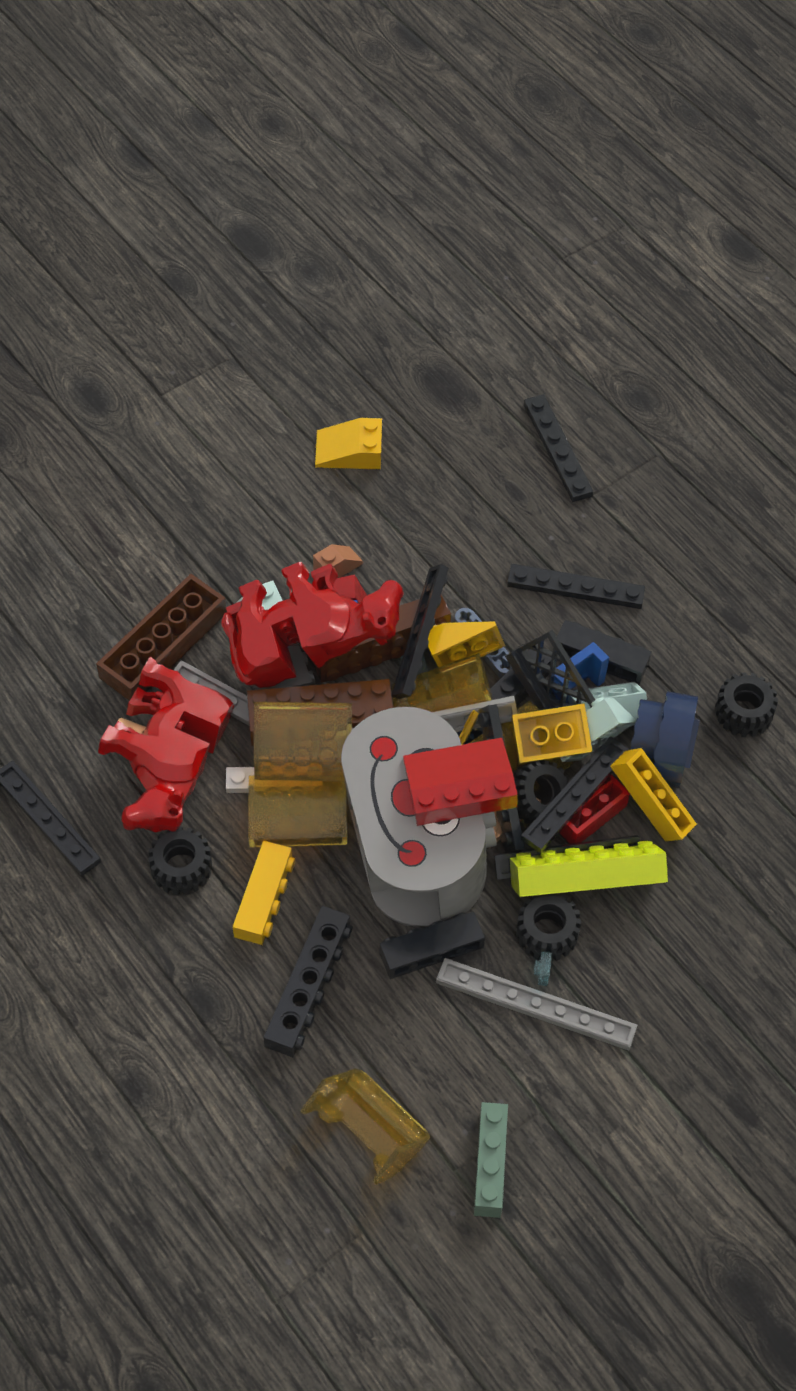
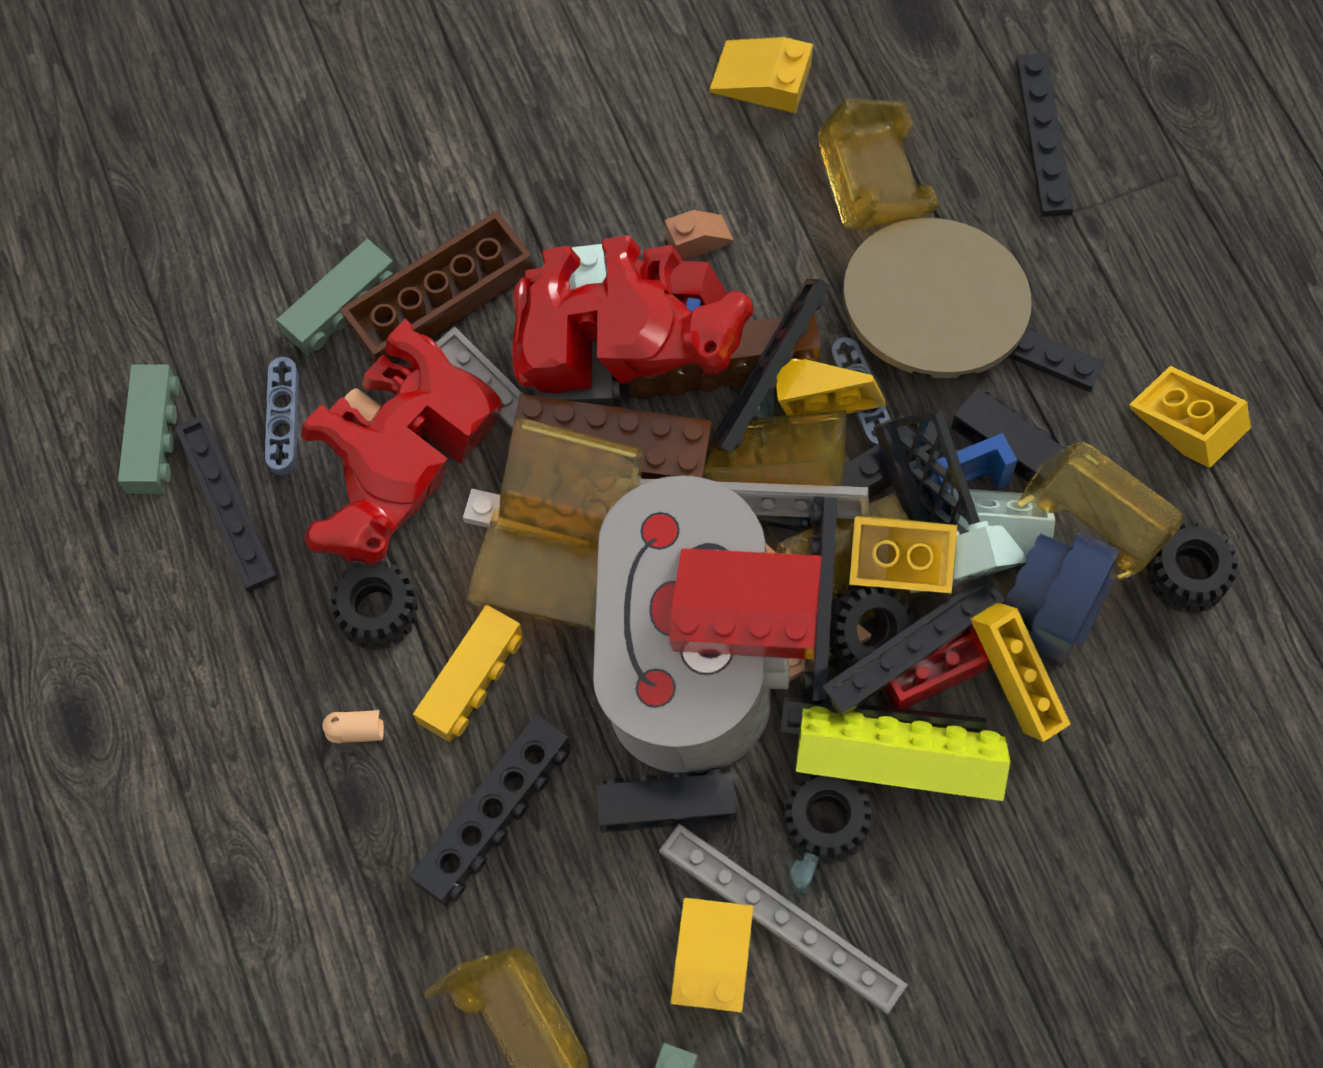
camera: 20 degrees right, 10 degrees up
(70, 749) = (286, 415): none -> sand blue beam
(80, 667) = (318, 311): none -> sand green brick
(189, 948) = (353, 726): none -> light nougat piece
(442, 491) = (870, 164): none -> clear yellow windscreen
(468, 726) = (794, 517): yellow piece -> none
(497, 1040) = (712, 955): none -> yellow slope
(518, 567) = (936, 297): none -> dark tan tile
(678, 667) = (1107, 502): none -> clear yellow windscreen
(716, 607) = (1193, 415): none -> yellow slope

